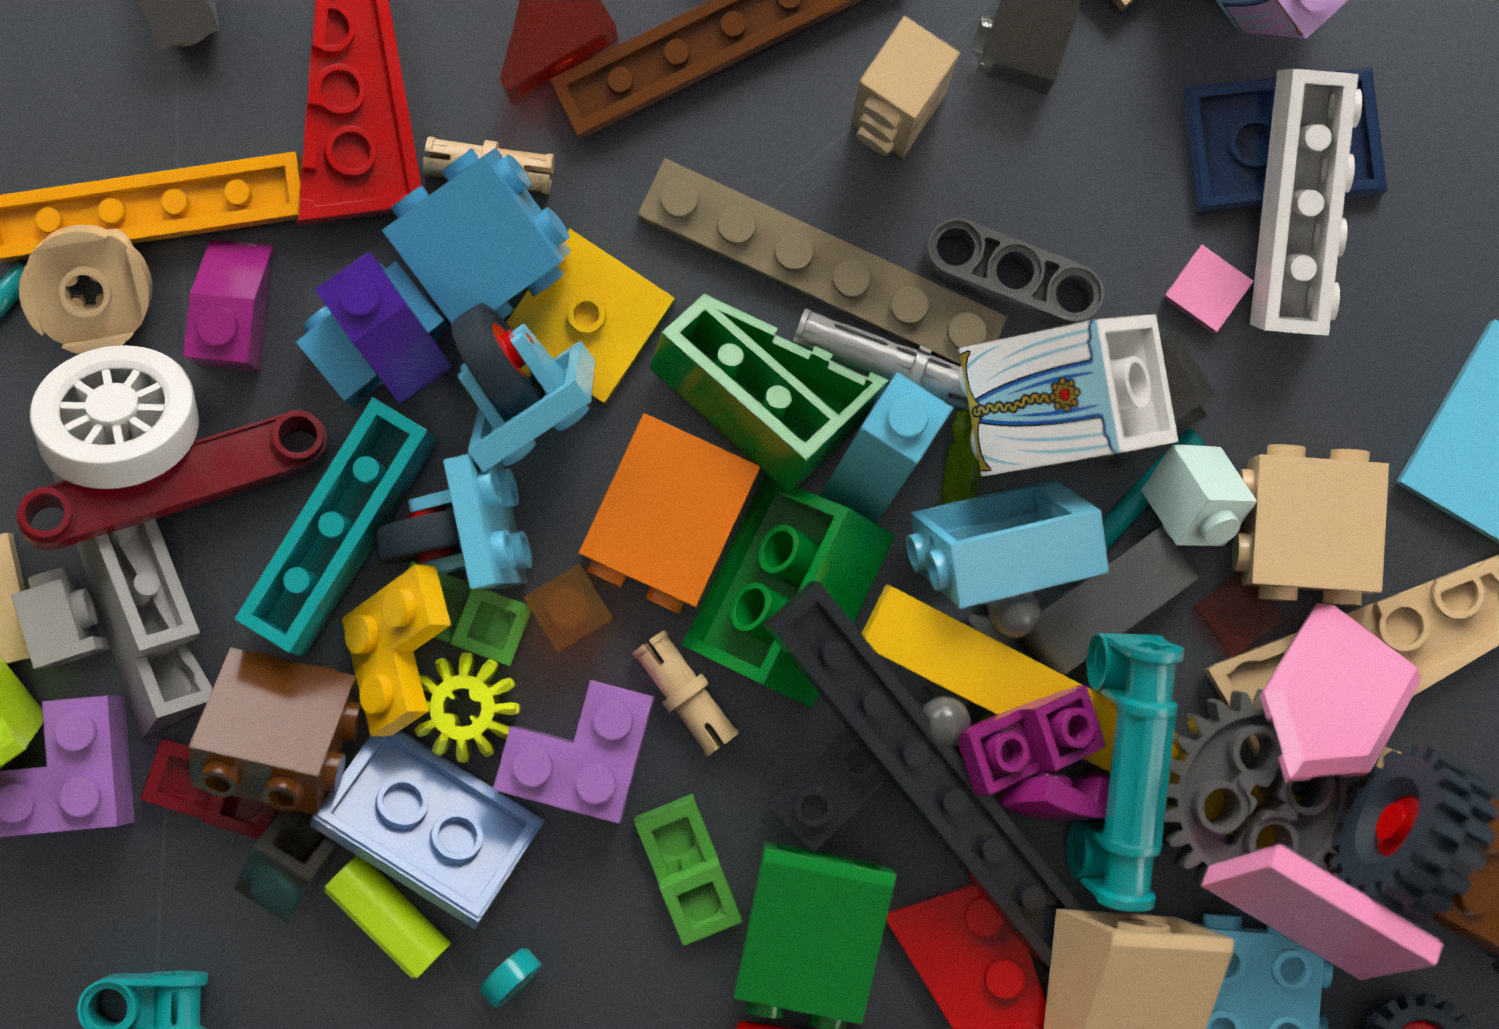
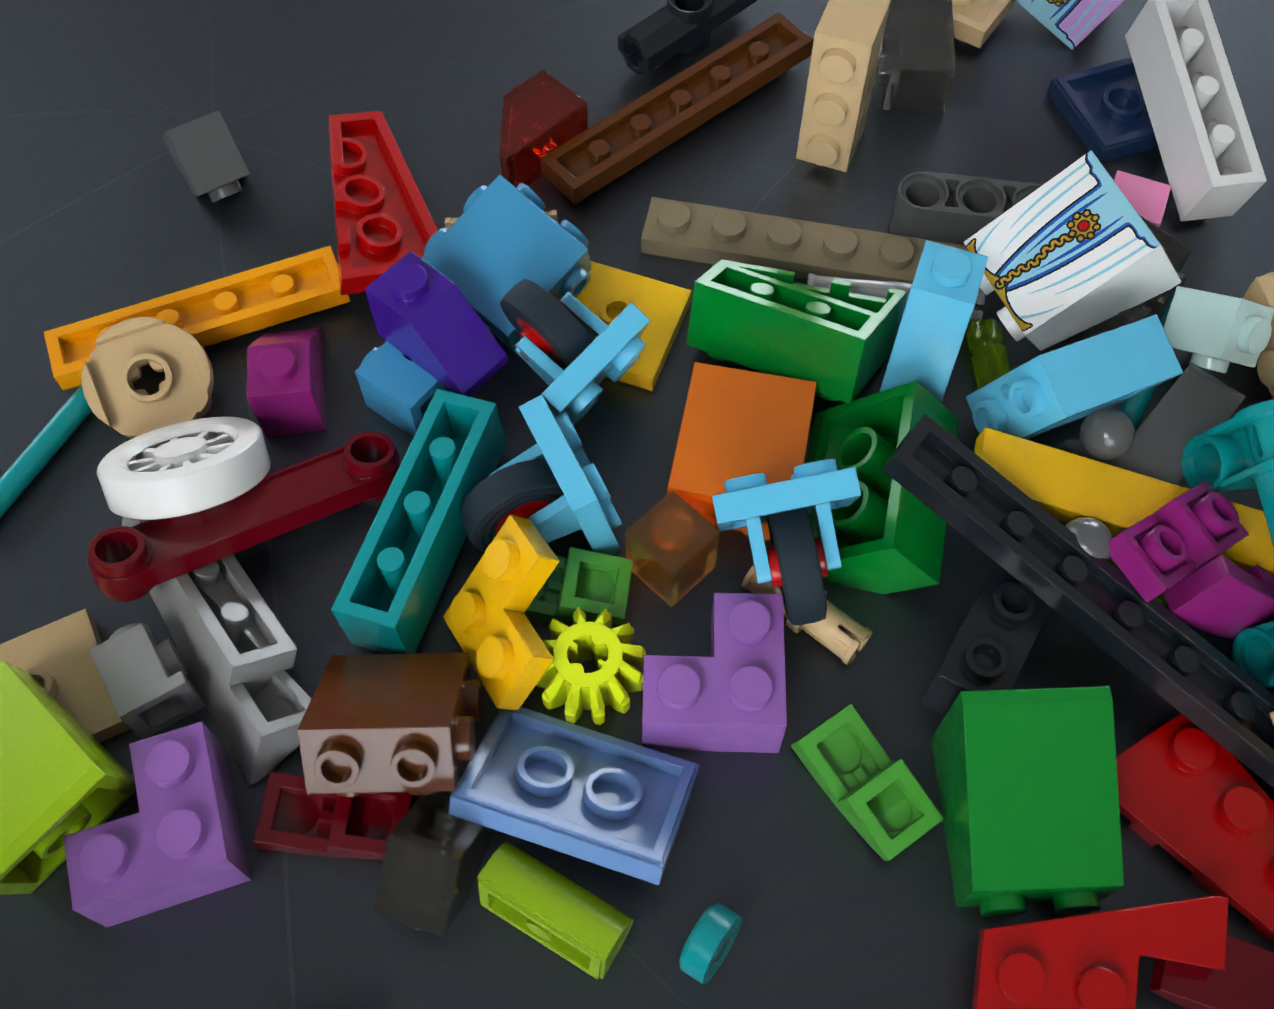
camera: 10 degrees left, 25 degrees down
(668, 644) = (796, 557): none -> plate

